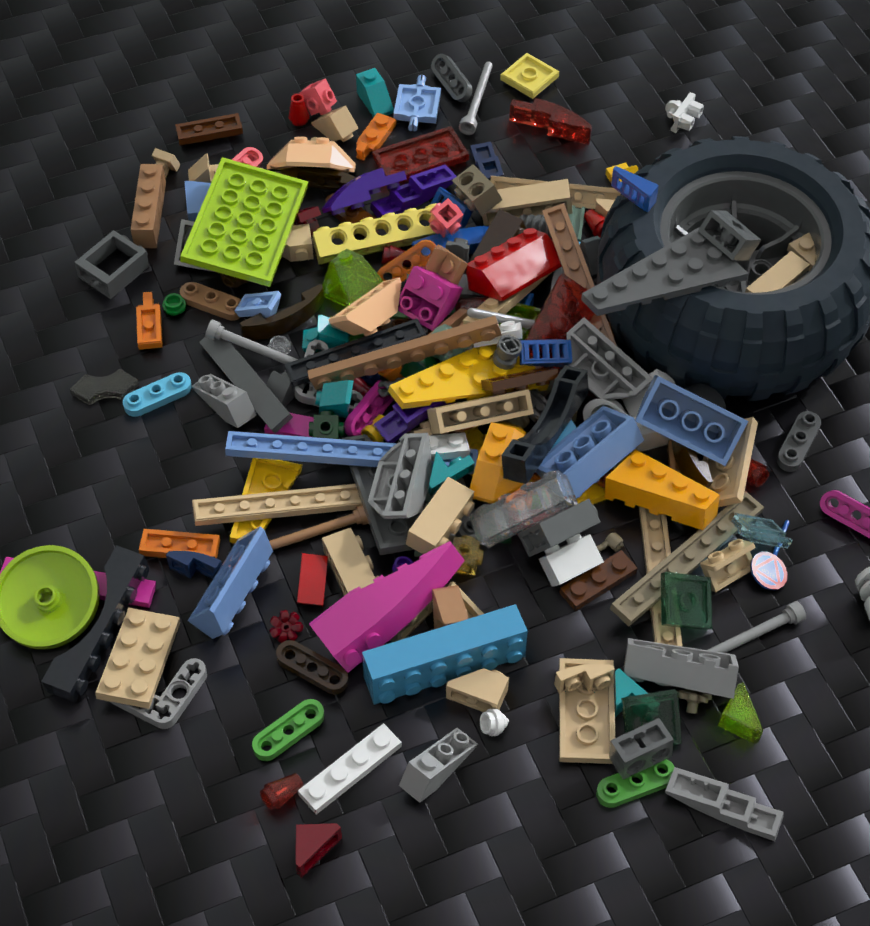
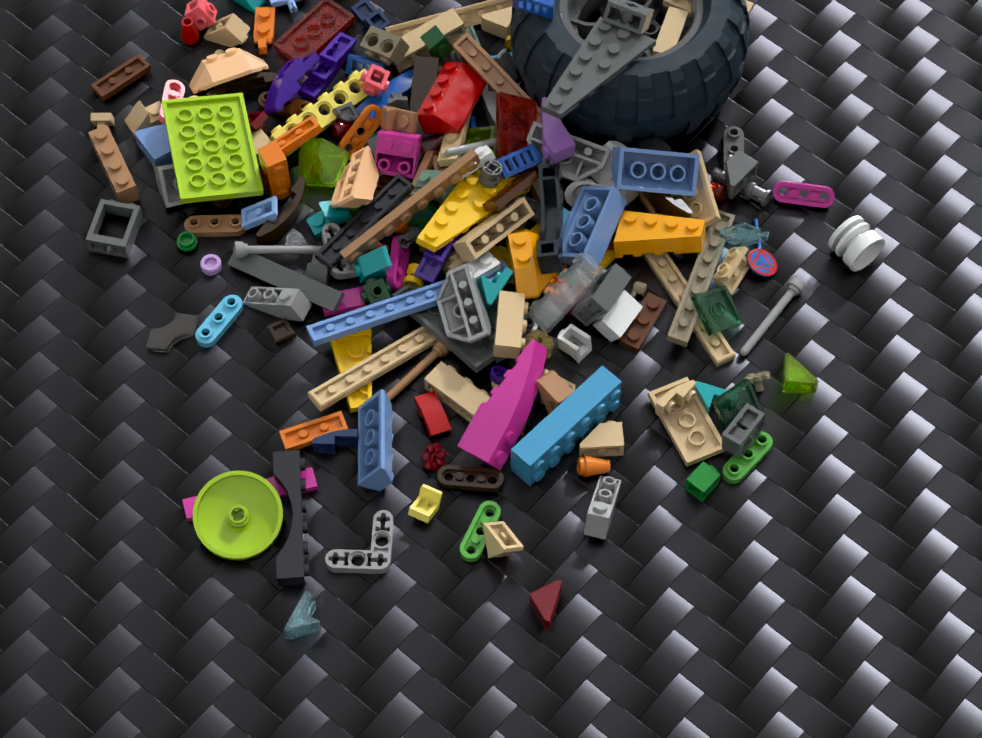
camera: 25 degrees left, 5 degrees up
(38, 740) = (300, 621): none -> clear light blue slope
(138, 658) = (336, 529): tan plate -> none
(149, 323) = (176, 265): orange hinge -> none
(184, 336) = (211, 264): none -> lavender tile
(211, 430) = (281, 331): none -> dark brown tile
(247, 674) = (426, 503): none -> light yellow bracket
(280, 791) = (499, 579): clear red cone -> none
(293, 266) = (275, 170): none -> orange brick
(301, 748) = (500, 540): none -> tan slope
(328, 244) = (298, 135): none -> orange plate
(349, 768) = (540, 539): white plate -> none
(401, 240) = (346, 112): none -> dark grey tile
(452, 713) = (592, 466): none -> orange cone
(493, 722) = (625, 460): white plate -> none
(508, 570) = (574, 342): none -> white window
(530, 205) = (437, 42): none -> dark green brick
(567, 786) = (702, 481): none -> green brick
(594, 221) = (492, 36): red cone -> none
(594, 344) = (555, 138): none -> medium lavender slope
(682, 667) = (740, 360): light grey wedge -> none
(724, 804) = (815, 445): light grey slope -> none
(791, 461) = (739, 172): none -> dark grey slope
(795, 486) = (750, 191): none -> dark grey pin

